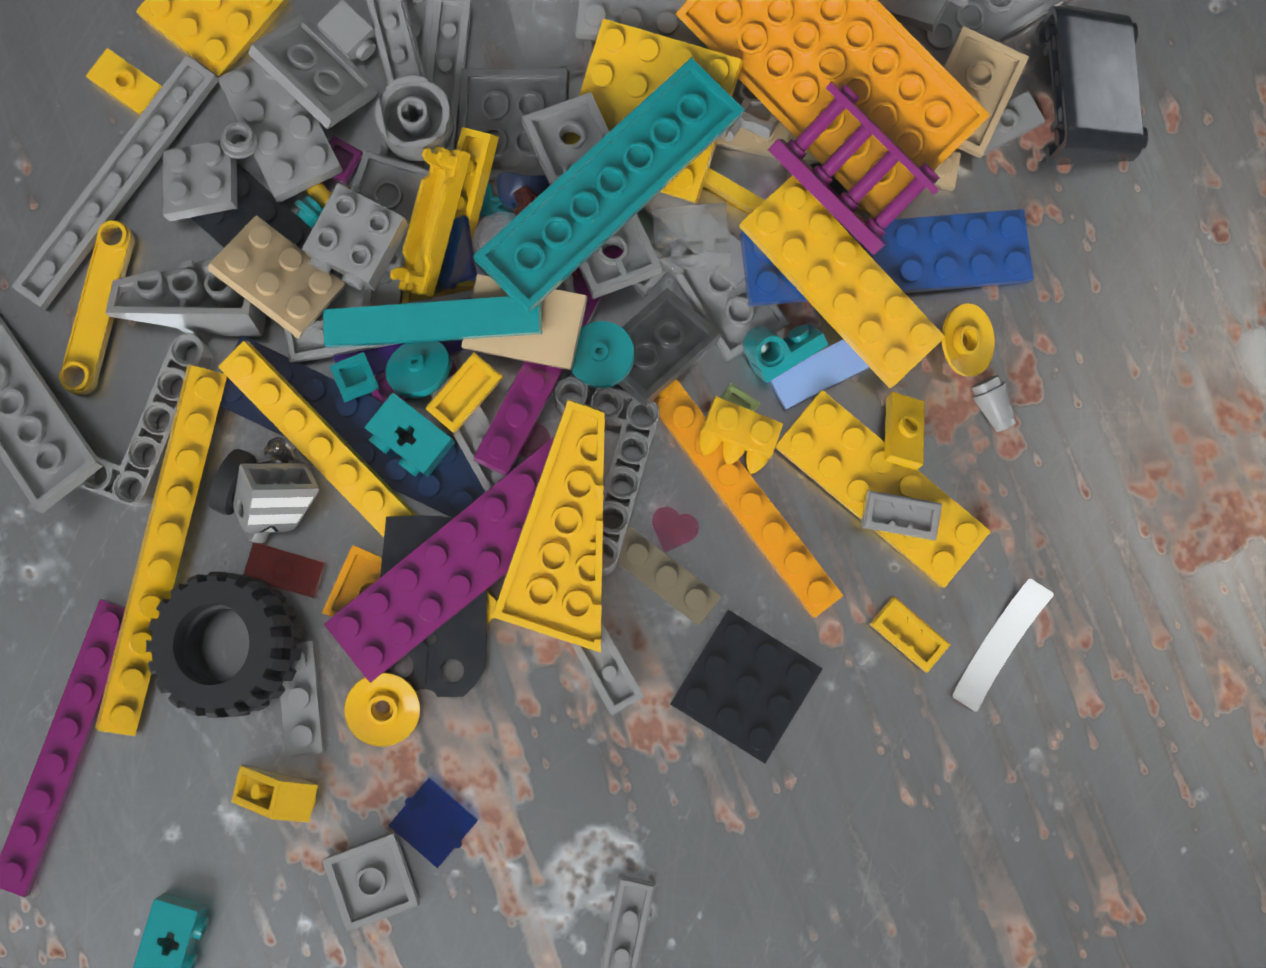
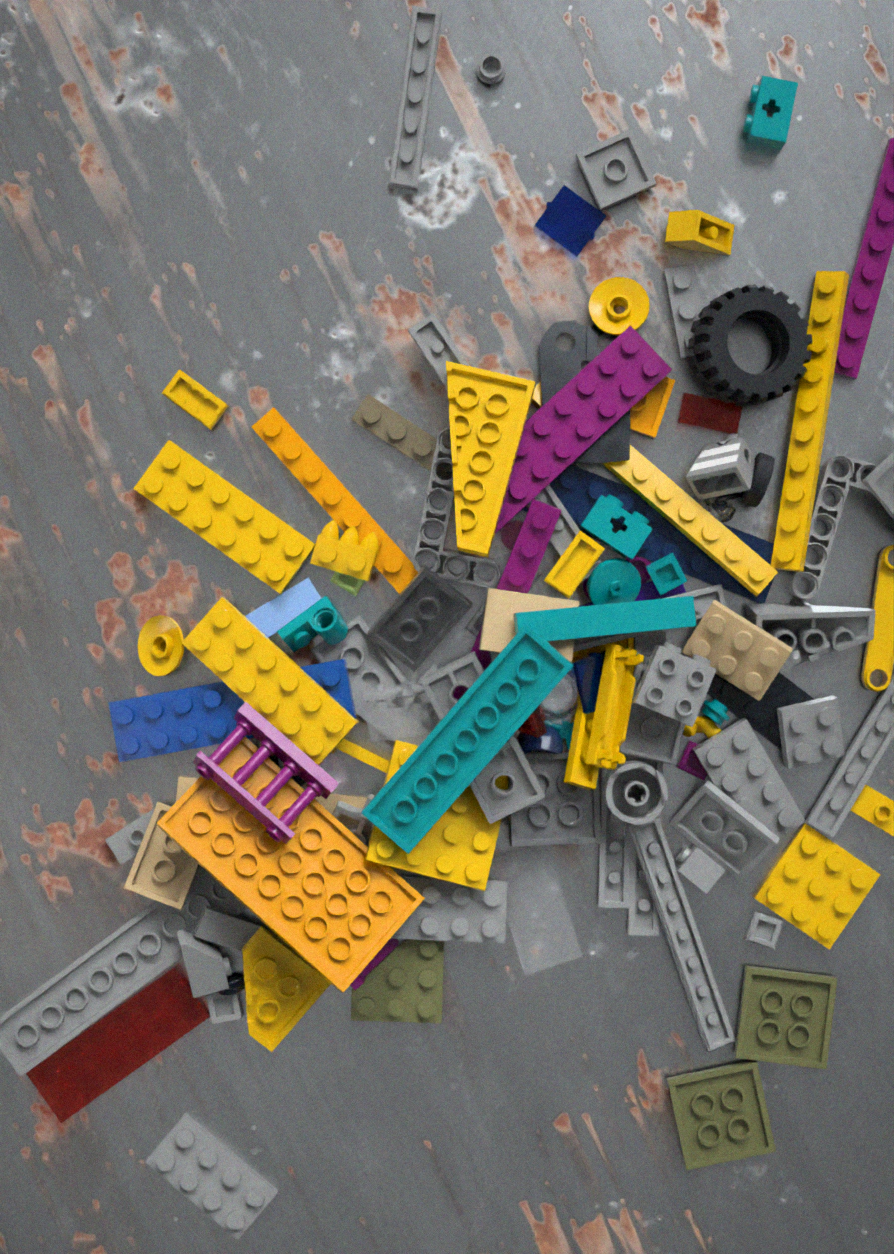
camera: 175 degrees left, 5 degrees up
(236, 133) = (780, 771): light grey plate -> none
(603, 355) = (462, 604): teal piece -> none
(673, 528) = (394, 472): clear pink tile -> none
(746, 686) = (325, 348): black plate -> none
(901, 515) = (209, 492): light grey plate -> none
(904, 430) = (209, 565): yellow plate -> none
(994, 402) = (136, 597): light grey cone -> none
(1000, 643) = (120, 397): white sticker -> none
(1092, 86) = (66, 871): black windscreen -> none

